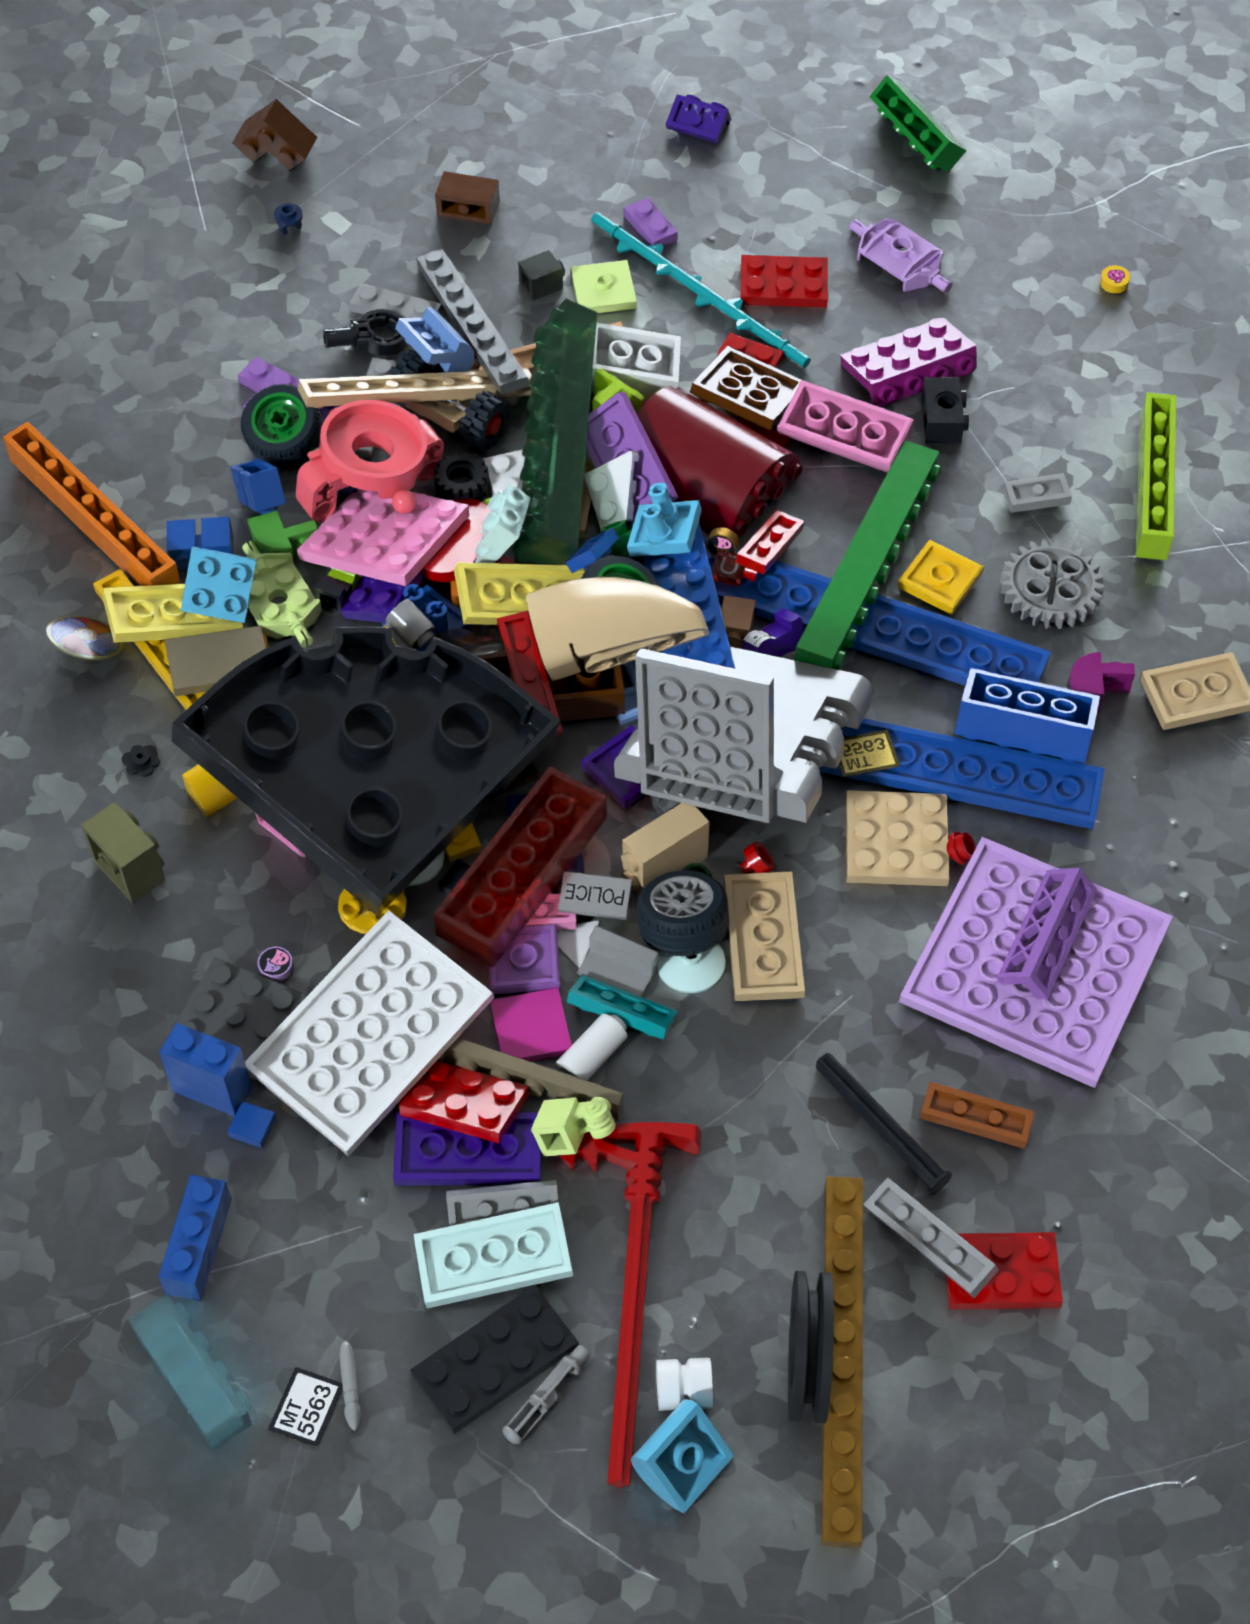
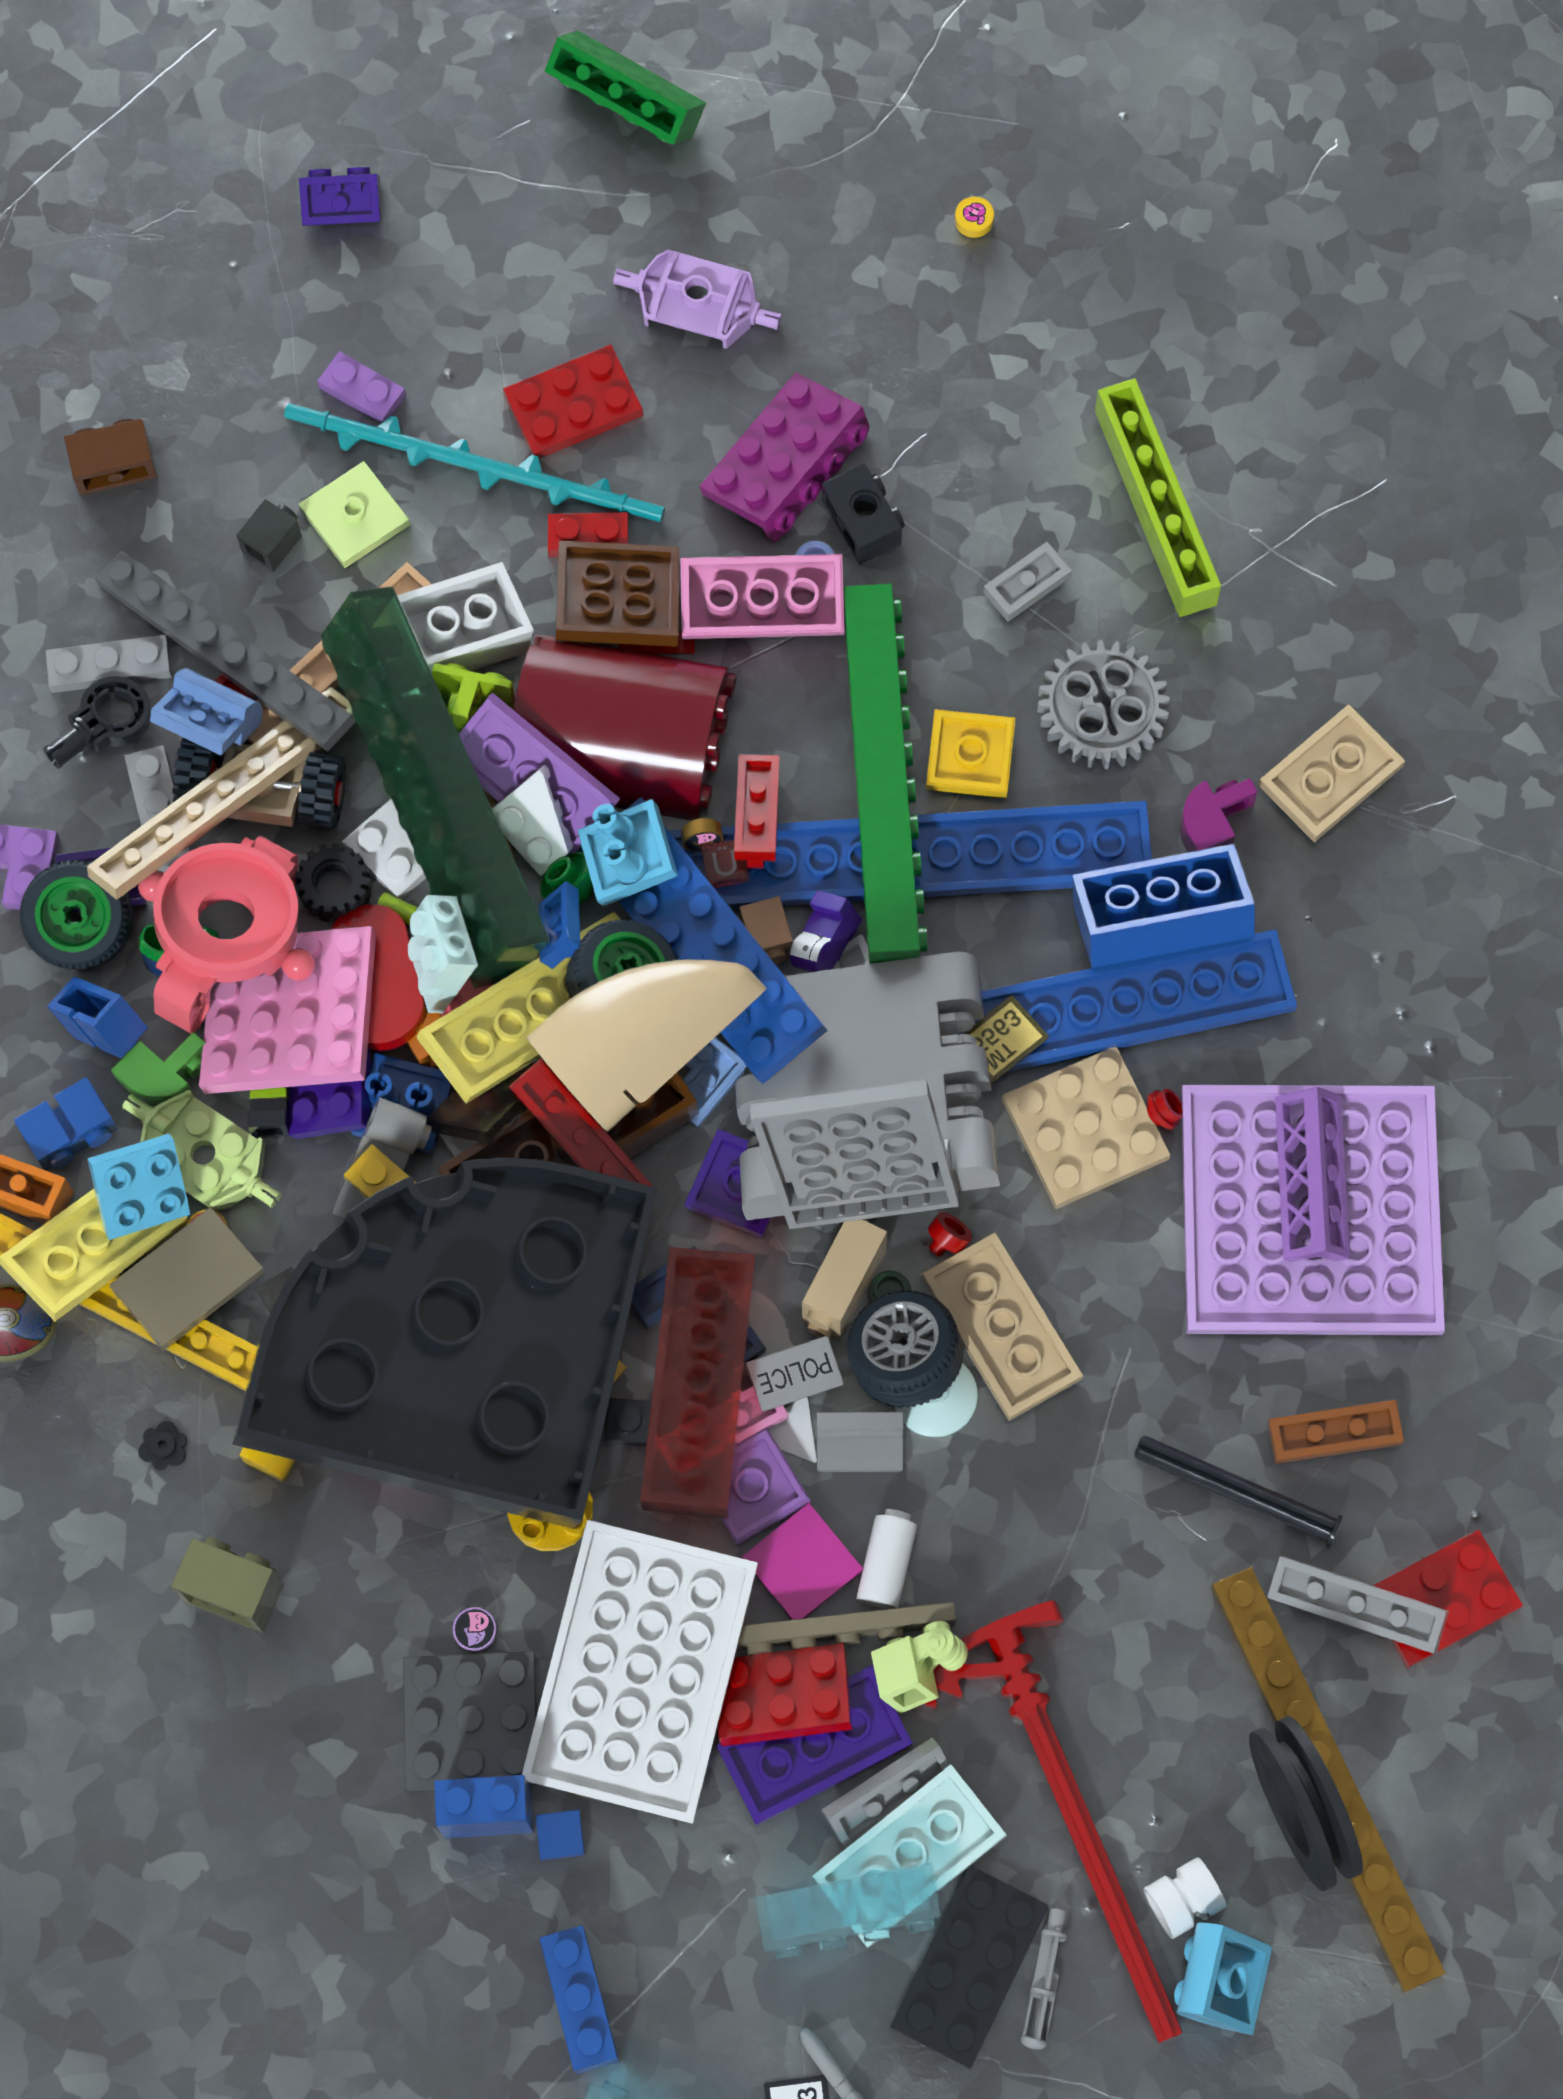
camera: 25 degrees left, 15 degrees up
(424, 1264) = (848, 1909): none -> clear light blue brick
(634, 1010) = (903, 1490): teal plate -> none

